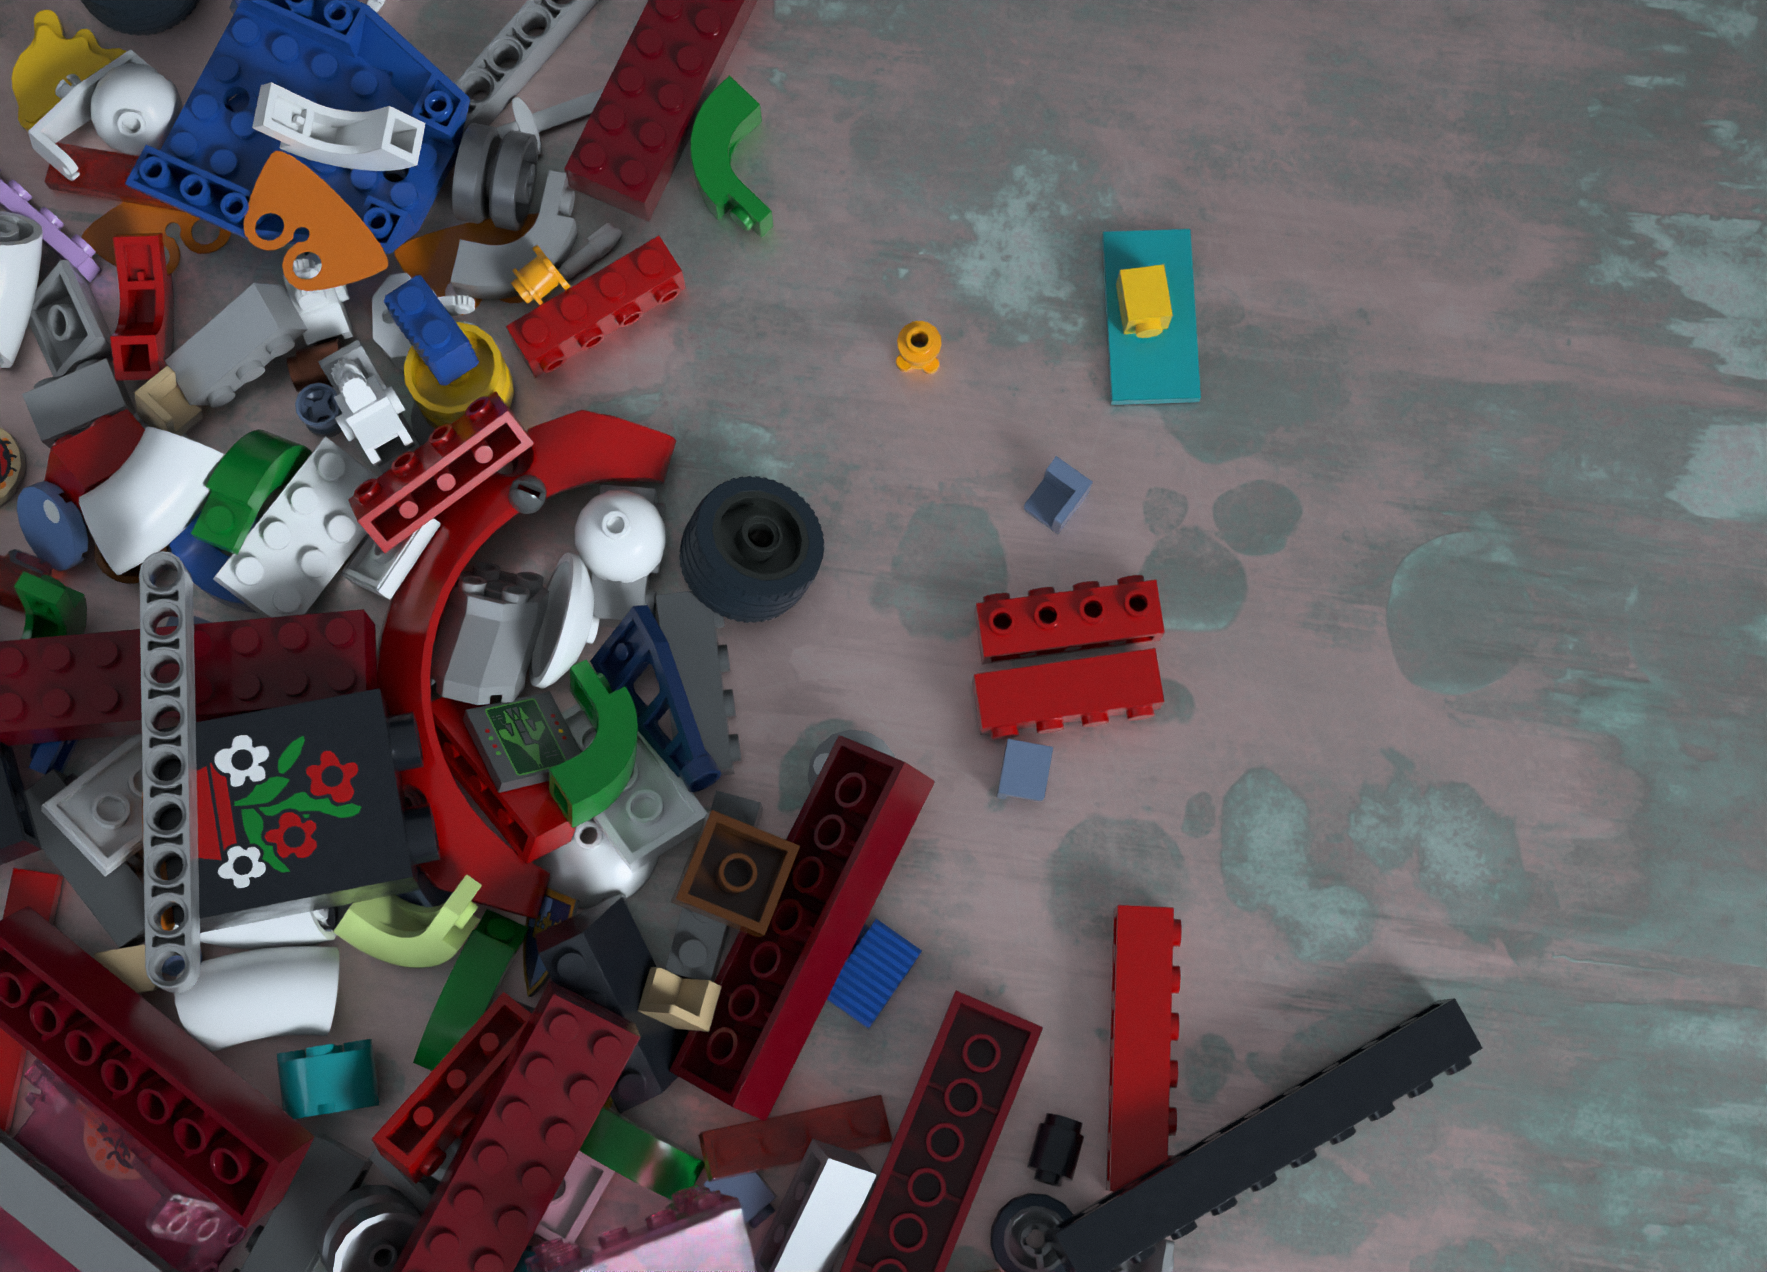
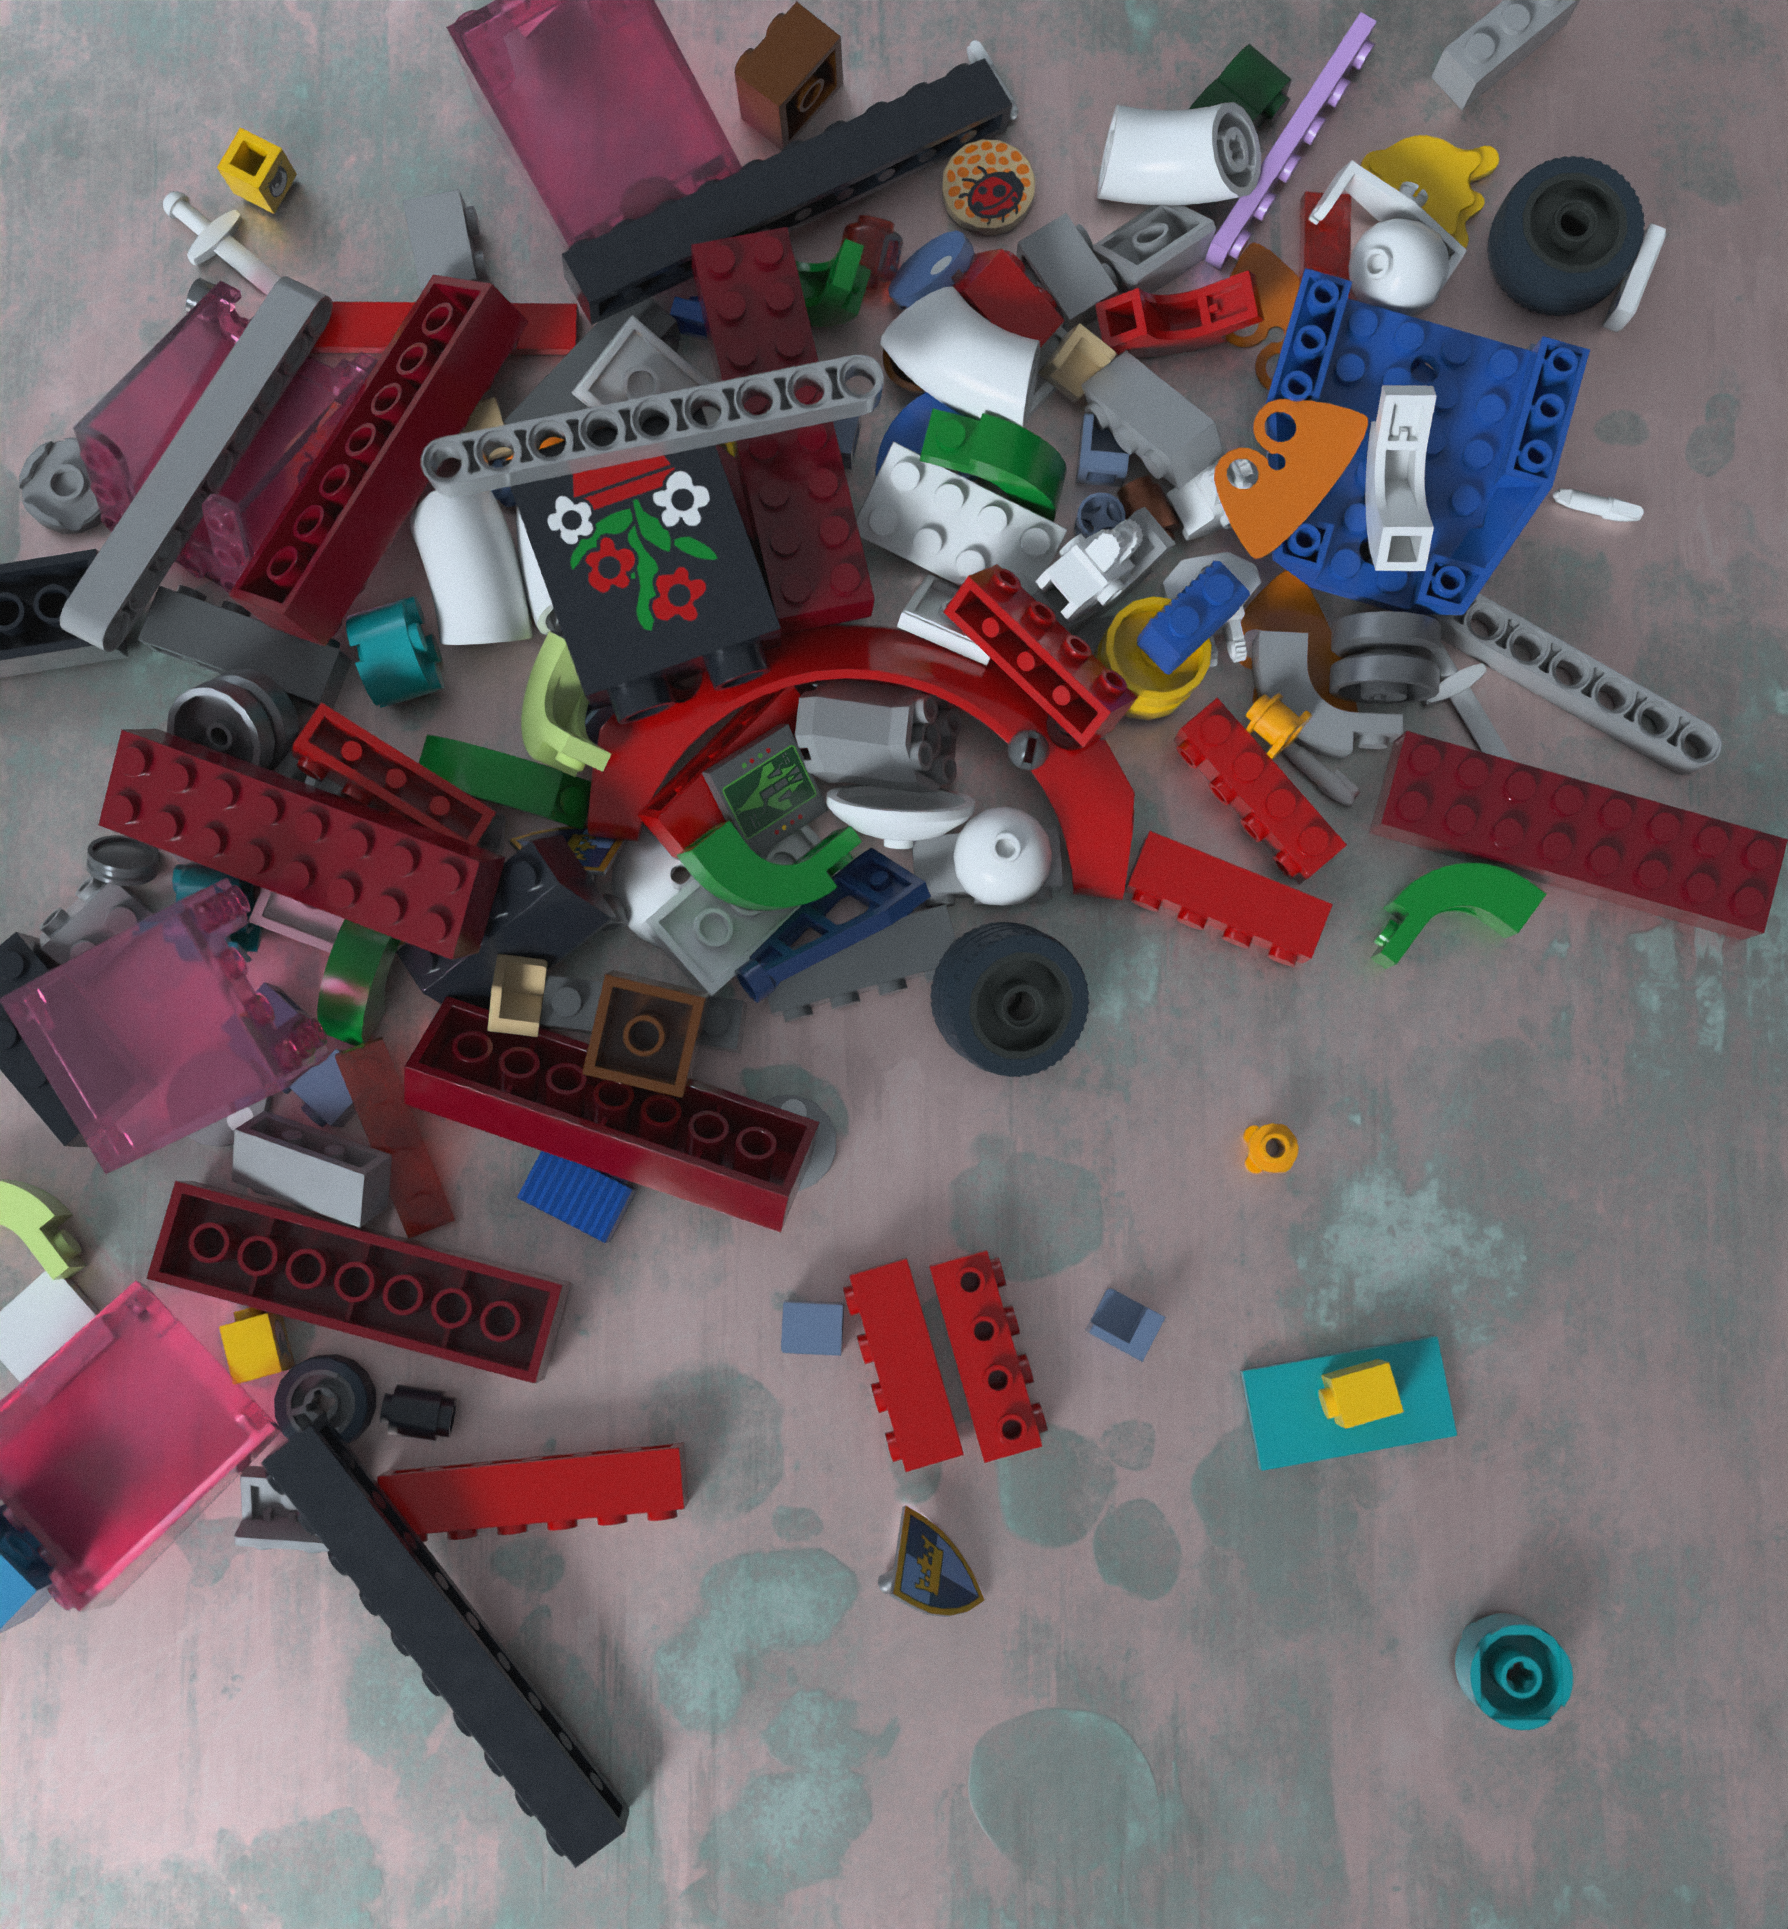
camera: 85 degrees right, 5 degrees up
(259, 401) = (1100, 457): none -> sand blue panel
(689, 349) = (1228, 899): none -> red brick
(1254, 698) = (929, 1570): none -> shield
(1417, 210) = (1534, 1690): none -> teal brick

